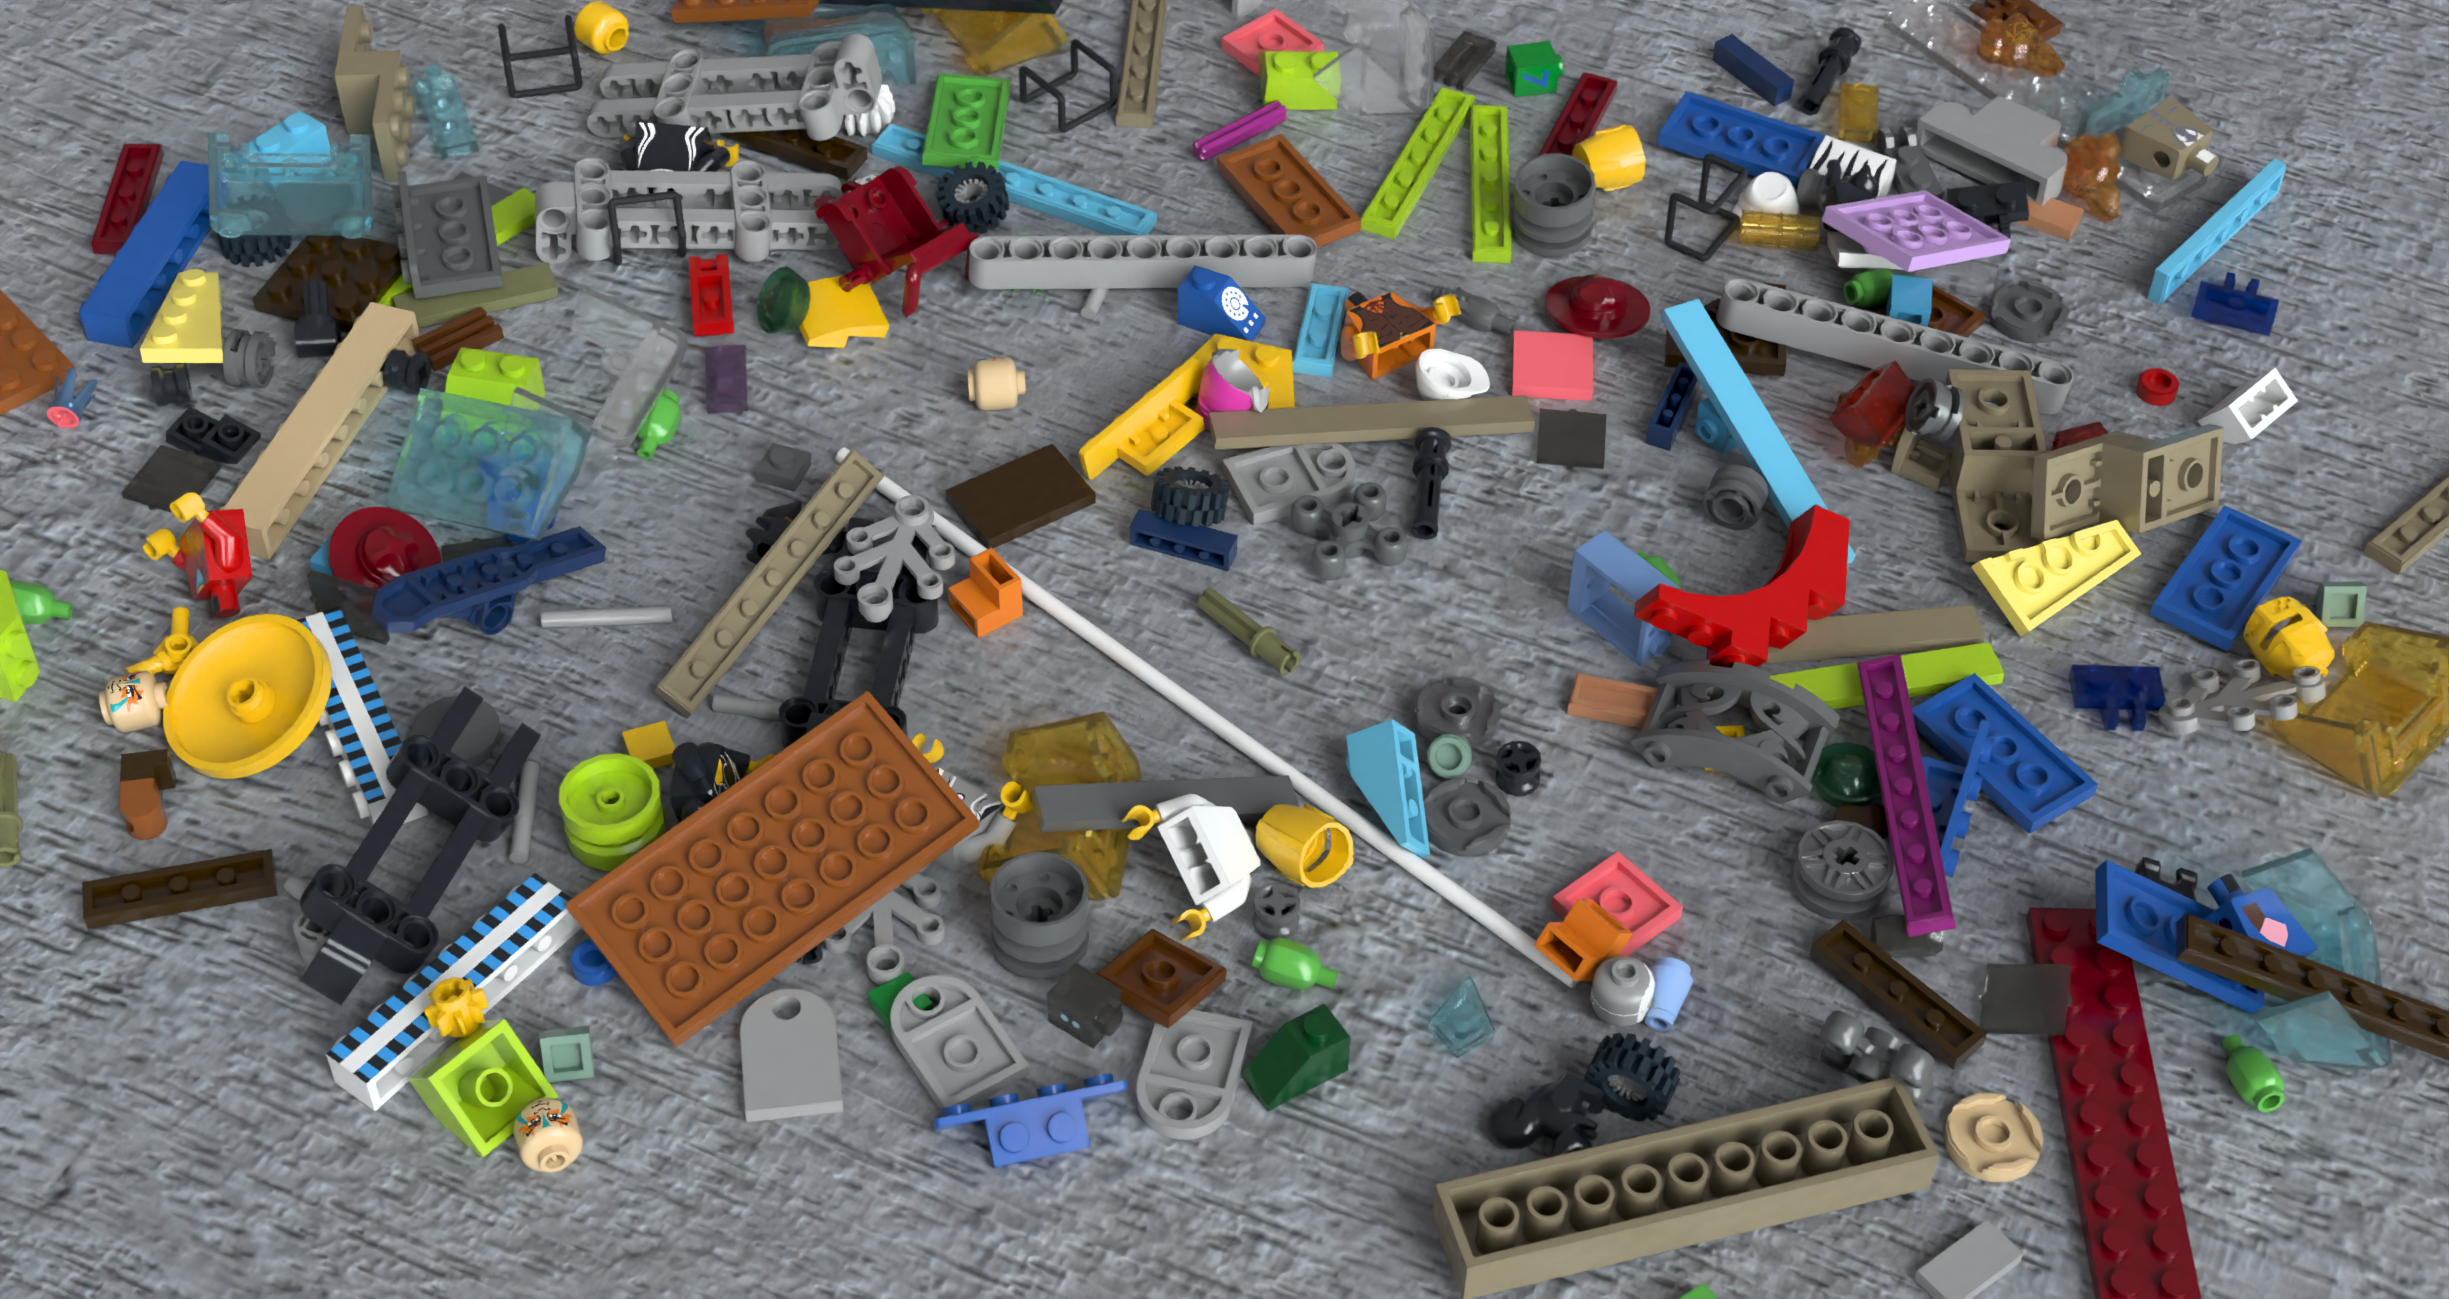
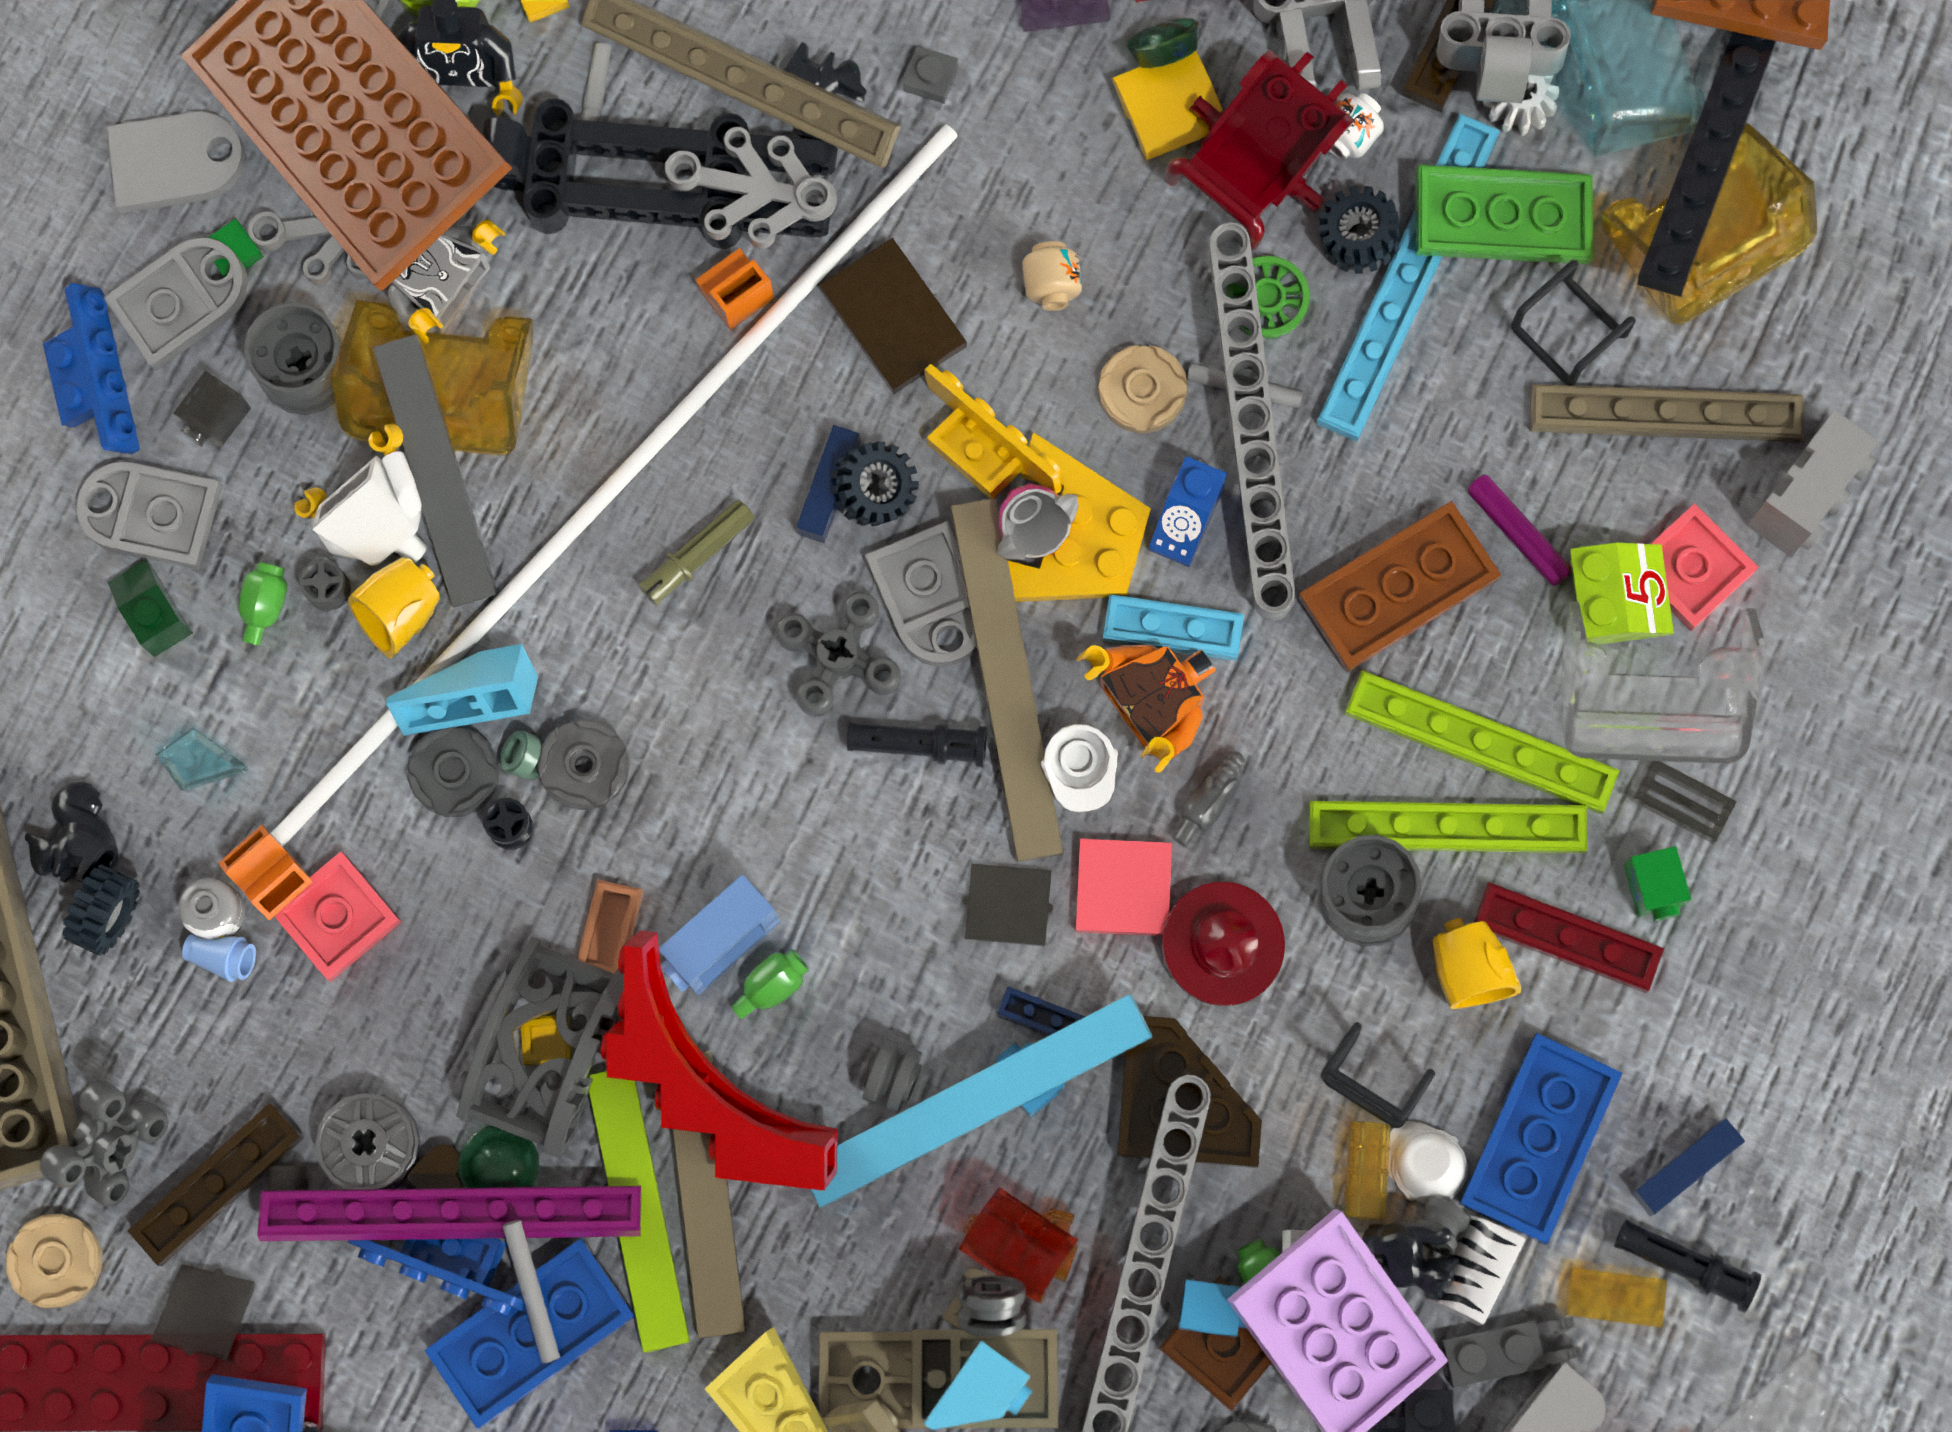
camera: 95 degrees right, 30 degrees up
(1102, 341) = (1142, 389): none -> tan tile
(1162, 977) = (244, 478): reddish brown tile -> none
(1967, 726) = (531, 1291): none -> light grey bar
(2017, 386) = (981, 1391): none -> medium azure slope

